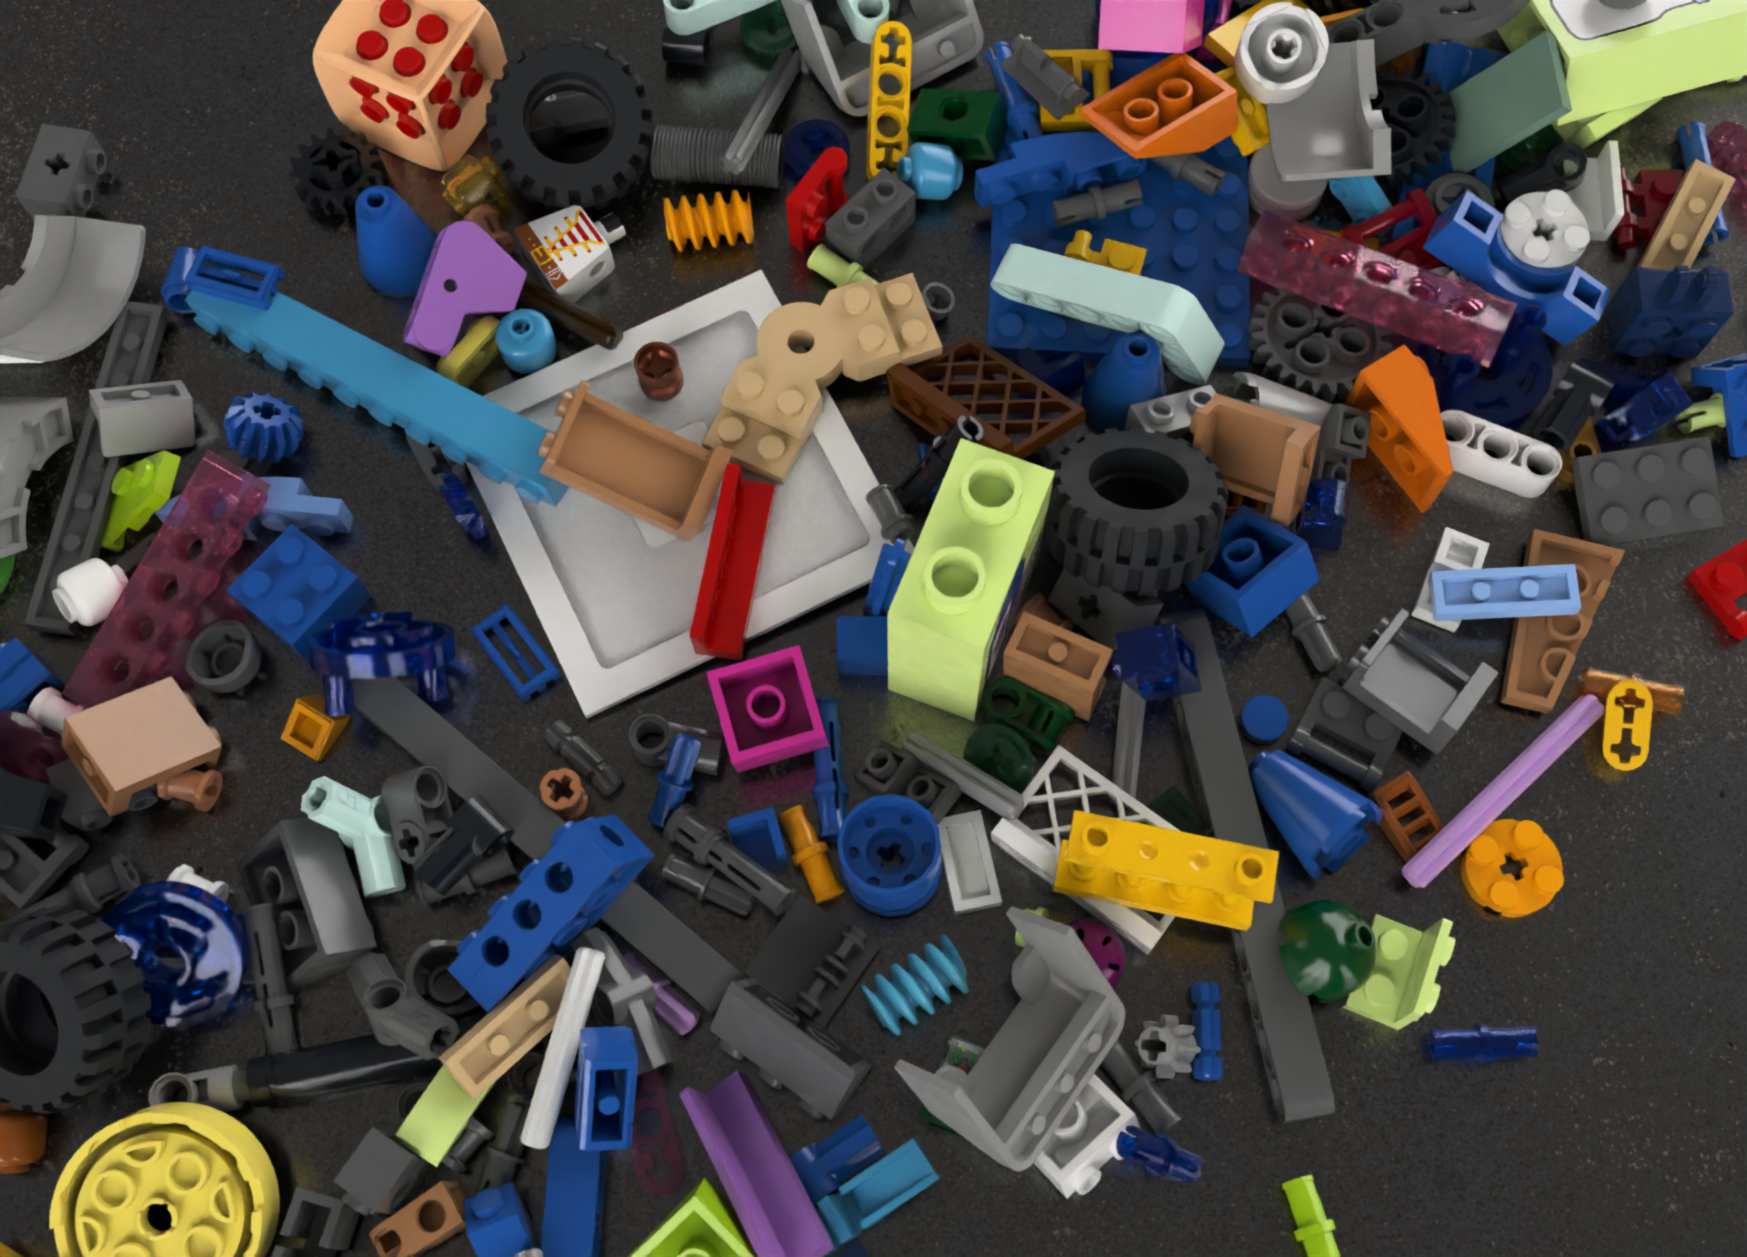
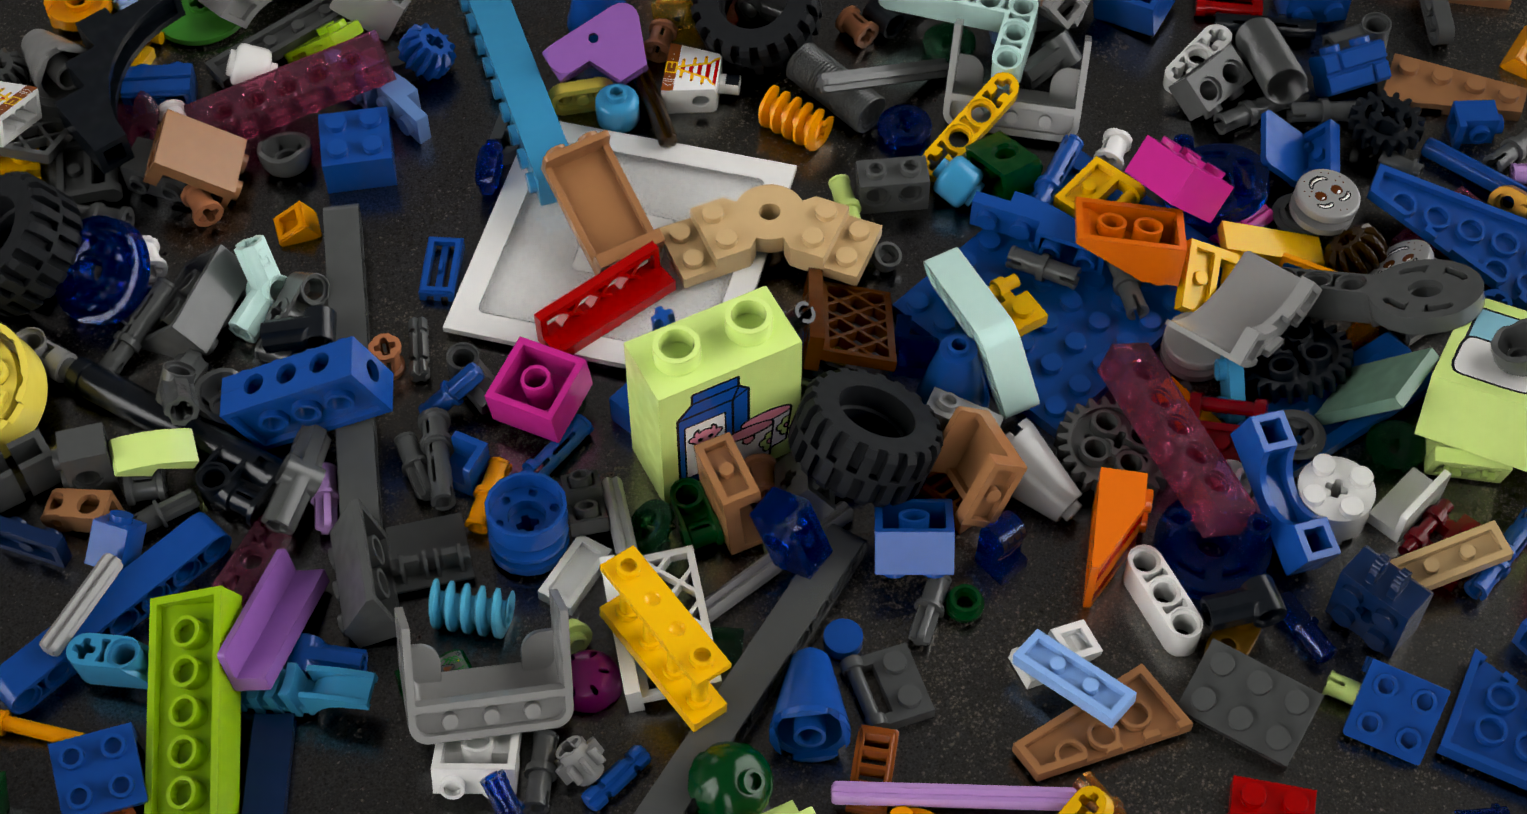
camera: 40 degrees right, 15 degrees down
(381, 648) = (367, 200): clear blue piece -> none
(508, 1029) = (227, 437): tan plate -> none
(562, 1048) = (240, 470): white axle -> none
(605, 1088) = (238, 505): blue brick -> none
(655, 361) = (672, 173): copper wheel -> none
(669, 74) = (856, 26): none -> nougat bush
(811, 205) = (856, 140): red plate -> none
(1031, 25) = (1115, 145): none -> white bush
(1043, 77) = (1078, 168): dark grey hinge -> none
(1291, 31) = (1241, 270): white brick -> none
(1340, 440) = (1051, 515): dark grey slope -> none
(1341, 588) = (964, 594): none -> dark green plate
(1415, 684) = (960, 687): panel -> none
(1541, 174) = (1382, 460): black piece -> none
(1644, 410) = (1300, 648): clear blue leg -> none

